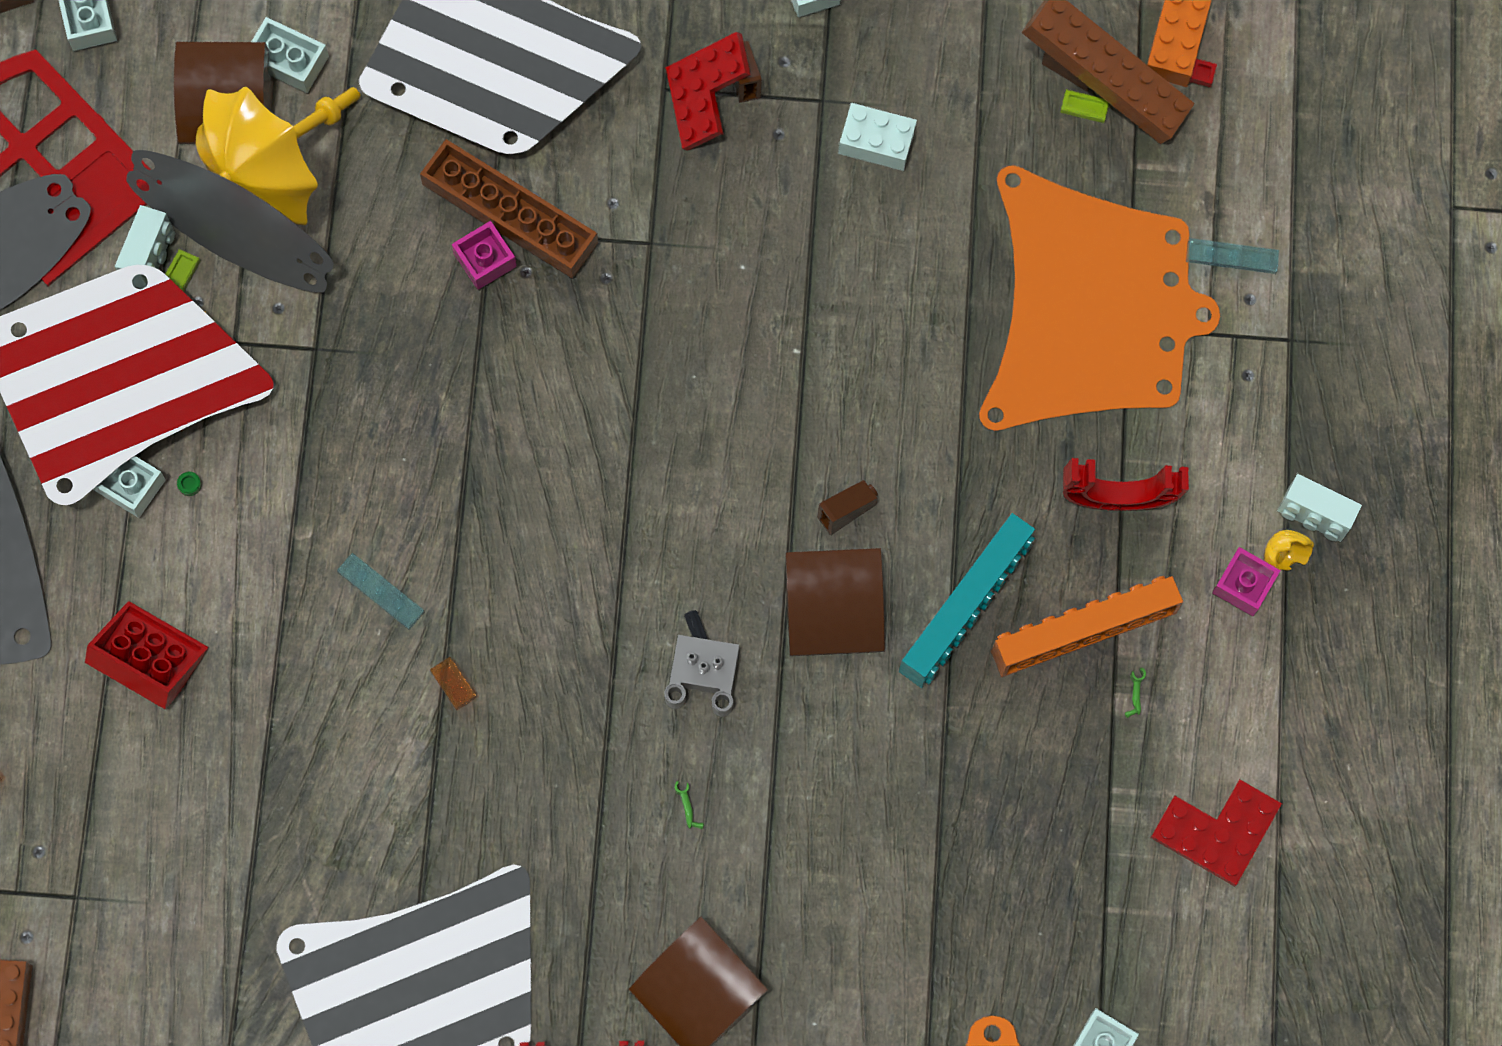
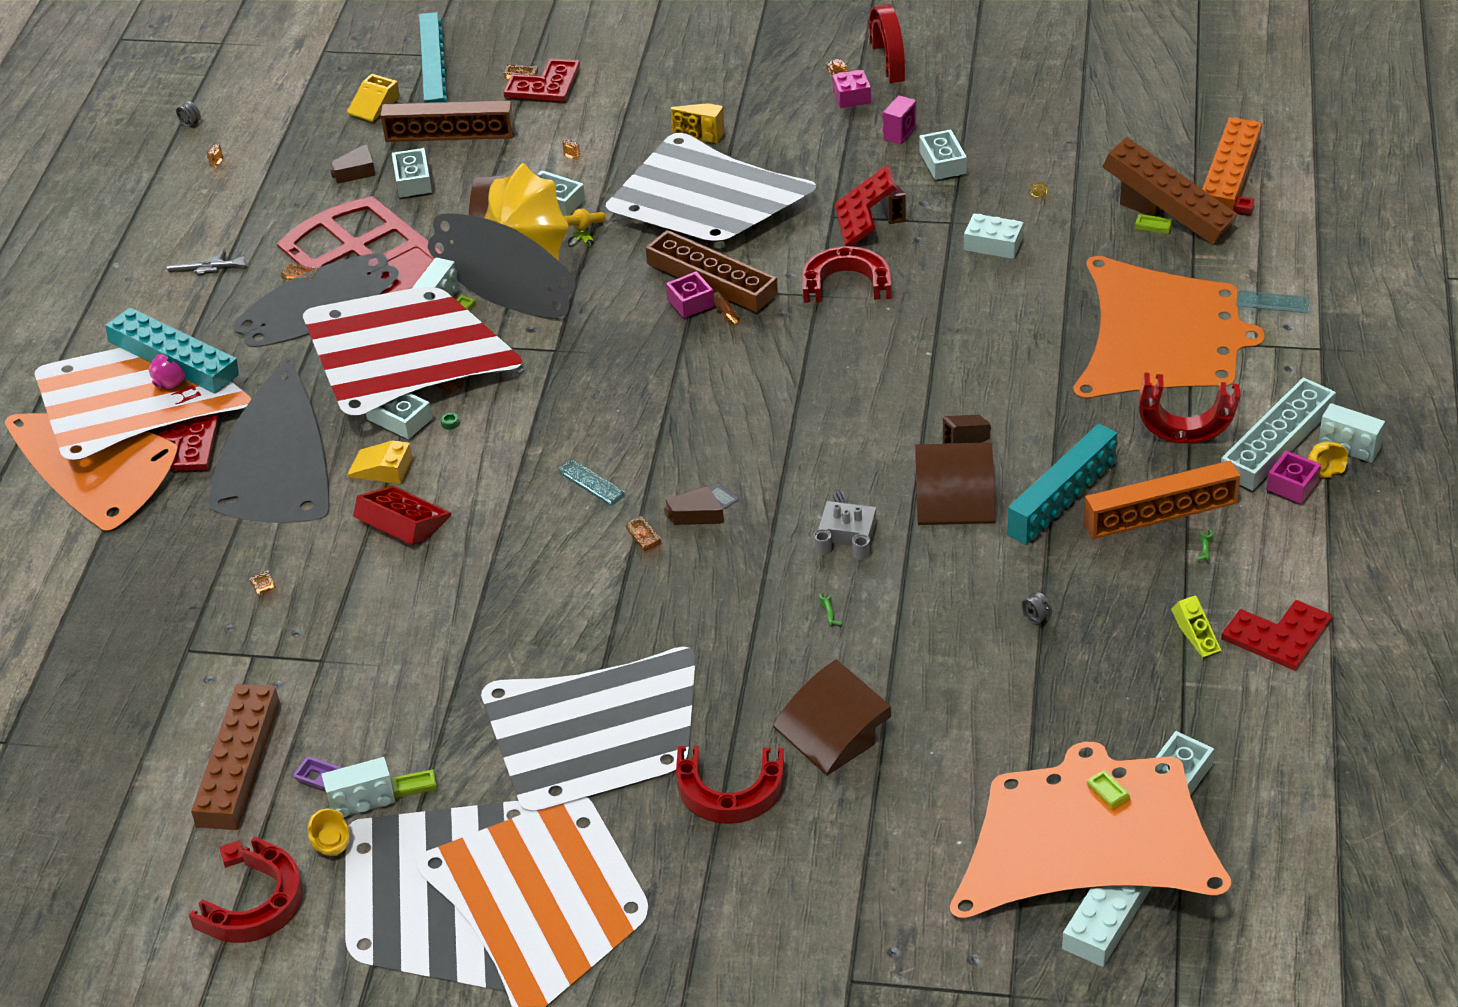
camera: 10 degrees right, 30 degrees down
(108, 564) = (382, 462): none -> yellow slope
(323, 131) = (581, 234): none -> lime piece
(514, 640) = (694, 508): none -> slope
(530, 270) = (723, 304): none -> clear orange plate
(544, 610) = (723, 495): none -> sticker
(702, 183) = (846, 259): none -> red piece
(935, 37) = (1038, 189): none -> clear yellow tile
(935, 804) = (1036, 608): none -> flat silver wheel
(1122, 827) = (1196, 626): none -> neon yellow slope
(1230, 505) = (1279, 431): none -> light aqua brick

